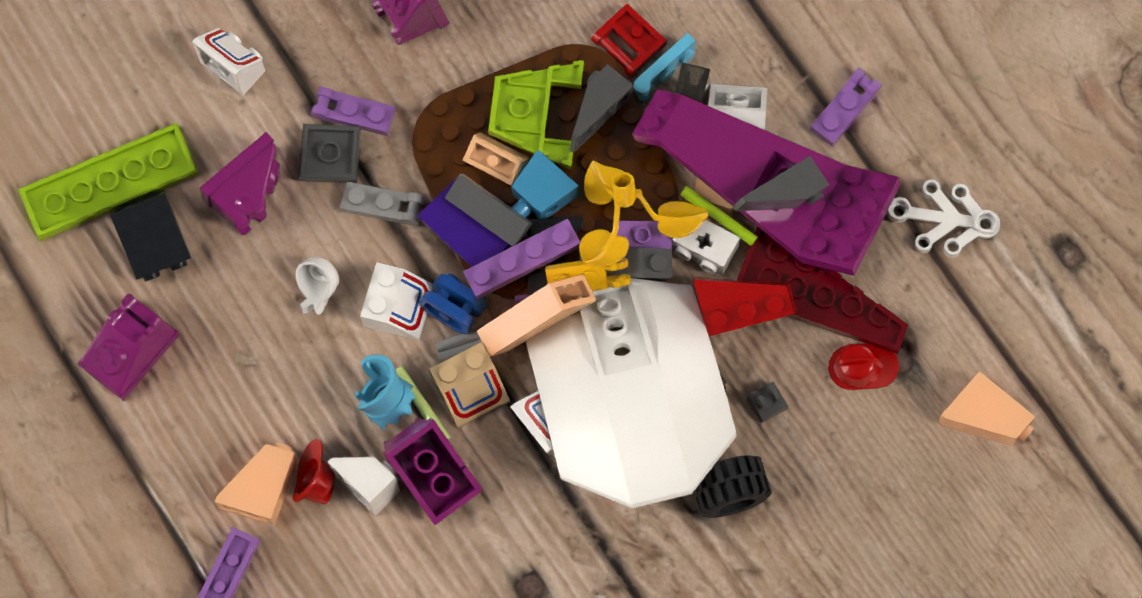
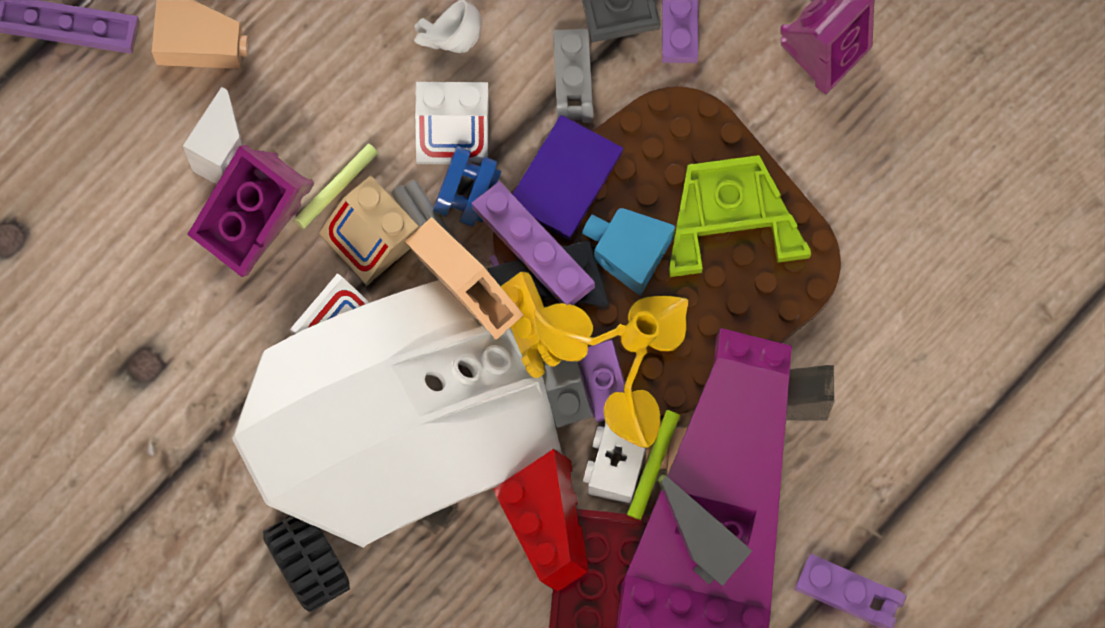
camera: 70 degrees right, 0 degrees up
(314, 475) = (203, 87): red piece -> none
(386, 394) = (329, 137): medium azure hat -> none
(488, 210) = (583, 190): dark grey tile -> none
(495, 158) = (660, 184): light nougat slope -> none
(604, 97) = (762, 285): dark grey slope -> none
(635, 33) = (872, 311): red plate -> none
(664, 67) = (859, 369): medium azure plate -> none
(740, 102) = (811, 459): white slope -> none
(767, 402) = (436, 586): dark grey tile -> none

